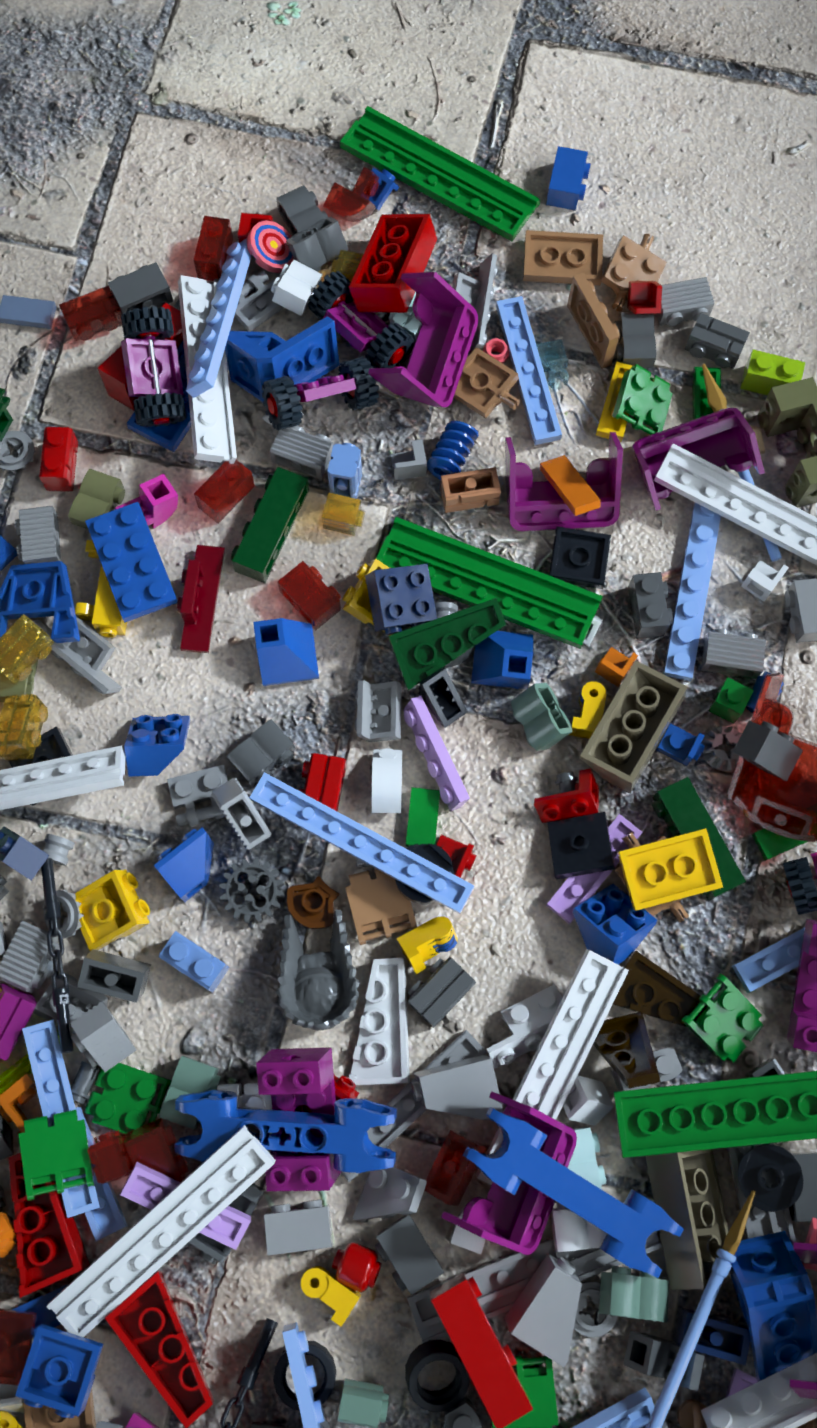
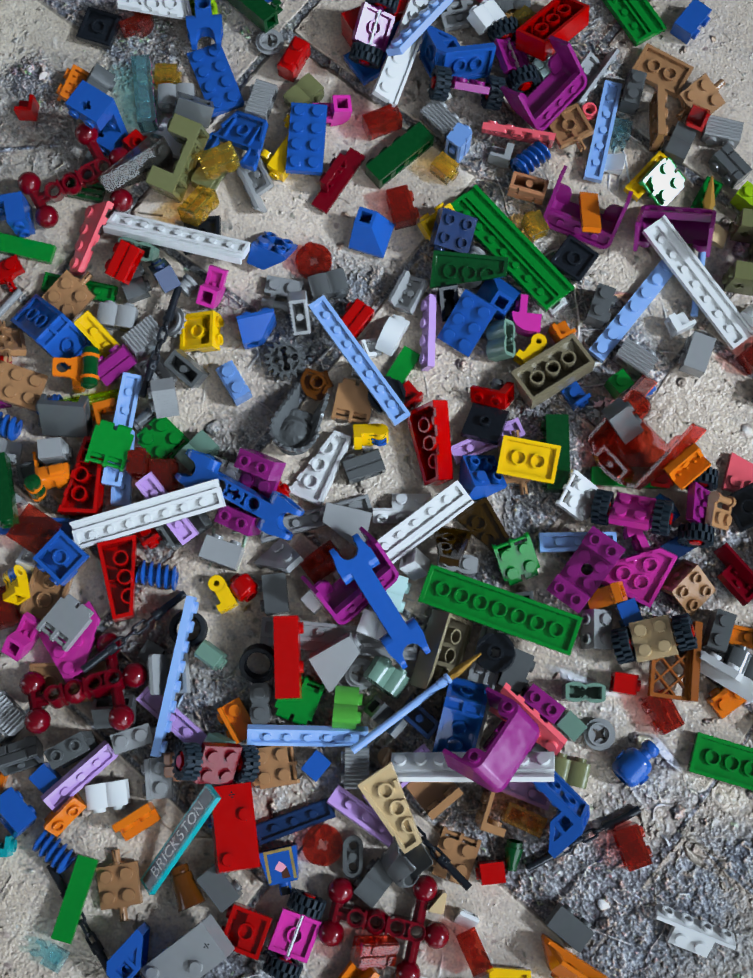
camera: 25 degrees right, 5 degrees up
(97, 837) = (213, 289): none -> dark pink brick
(181, 1264) = (149, 538): none -> red bracket
(211, 716) = (311, 251): none -> clear red plate
(219, 1316) = (157, 575): none -> blue piece
(362, 813) = (369, 347): none -> white slope
(419, 423) = (517, 133): none -> coral wing
(483, 714) = (467, 322): none -> blue plate
(504, 536) = (534, 225): none -> clear yellow brick
(521, 909) = (432, 441): none -> red wedge
(540, 301) = (632, 92): none -> dark grey brick
(563, 675) = (525, 323): none -> dark pink brick
(567, 404) = (615, 163): none -> white slope
(599, 1376) = (346, 707): none -> bright green brick
(761, 886) = (579, 496): none -> white plate

